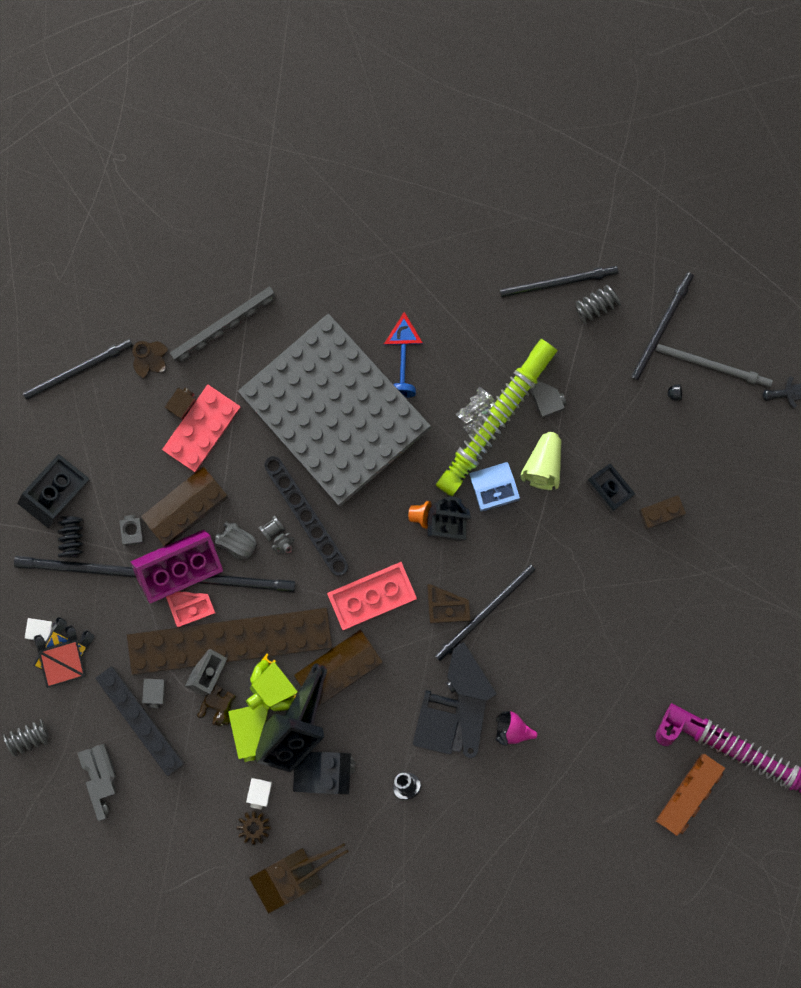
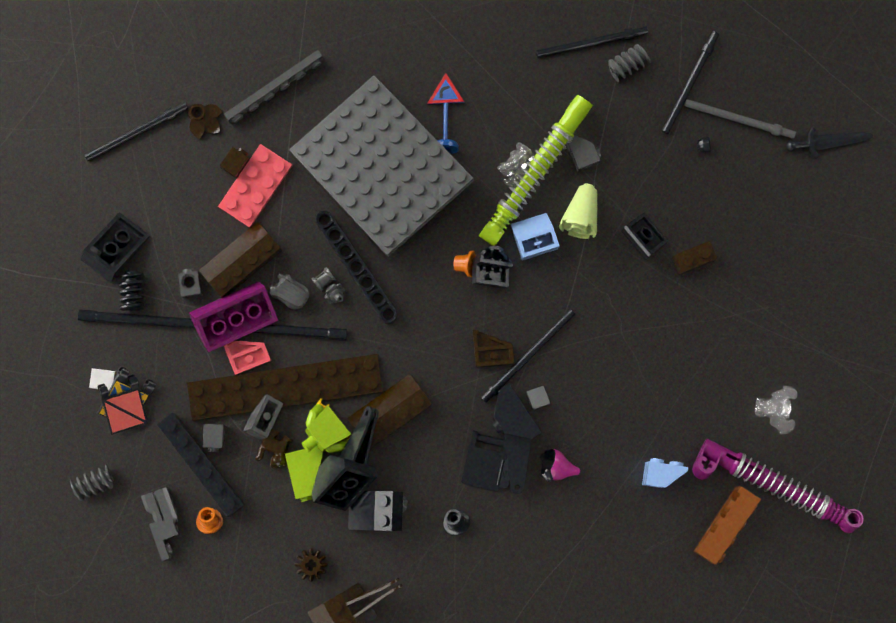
camera: 10 degrees left, 0 degrees up
(147, 780) = (209, 520): none -> orange piece
(259, 793) = (315, 531): white brick -> none
(372, 596) = (420, 342): coral plate -> none
(494, 657) = (537, 397): none -> dark grey slope
(623, 740) = (660, 474): none -> light blue slope
(746, 673) = (778, 409): none -> clear animal

